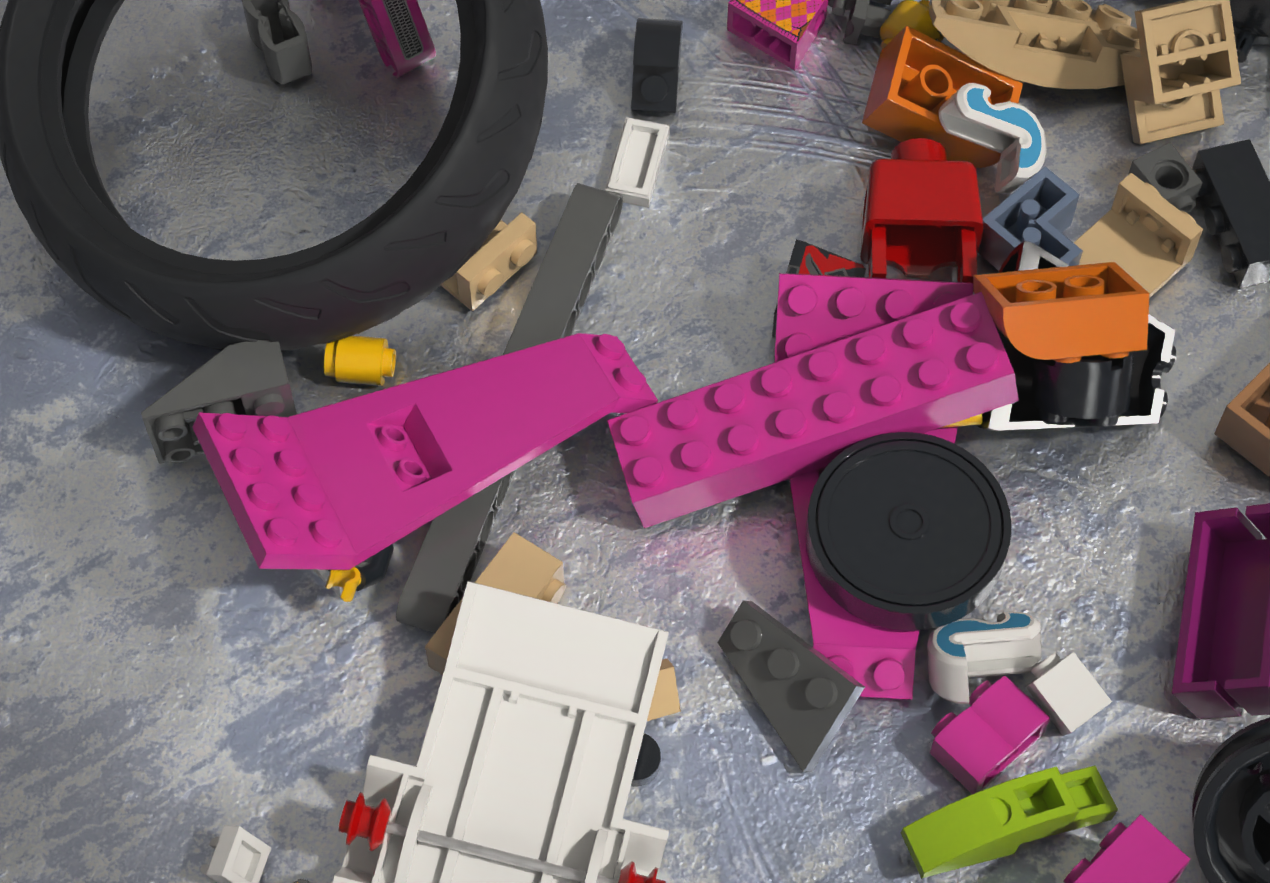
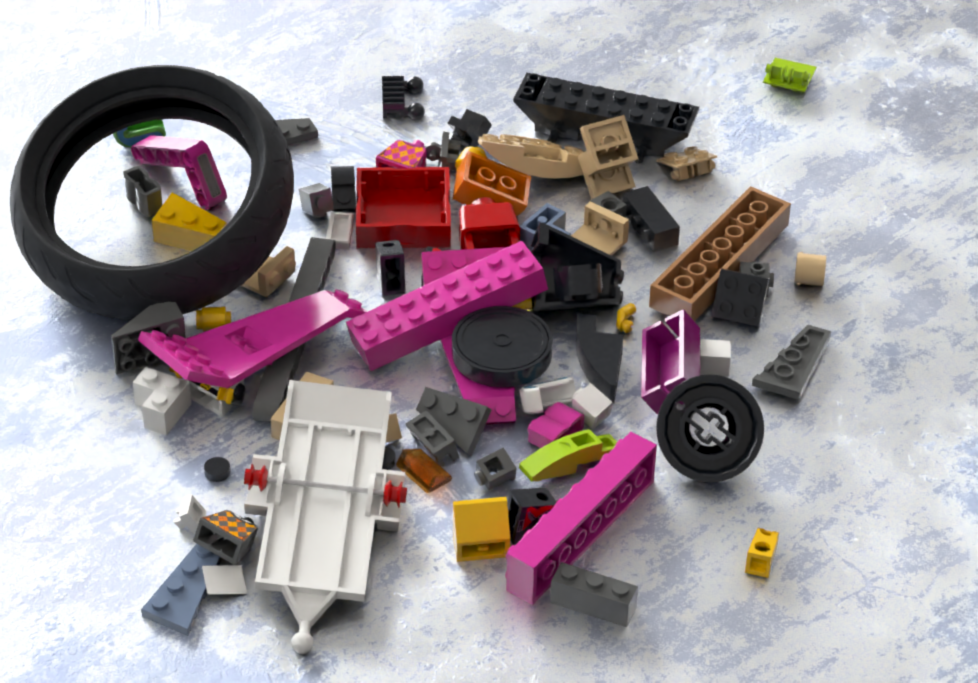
camera: 10 degrees left, 20 degrees down
(226, 573) = (161, 398): none -> white brick
(308, 740) = (217, 469): none -> black tile
(349, 126) = (184, 224): none -> yellow wedge
(601, 89) = (316, 200): none -> dark grey brick
(711, 798) = (422, 469): none -> clear orange slope
(718, 255) = (390, 260): none -> black torso
(737, 731) = (433, 437): none -> dark grey hinge
(764, 128) = (403, 207): none -> red tile
(872, 833) = (495, 462): none -> dark grey brick
(1000, 127) = (520, 189): white animal -> none
(1068, 311) = (567, 246): orange brick -> none
(1099, 557) = (599, 355): none -> black slope
(1160, 453) = (623, 314): none -> yellow arm

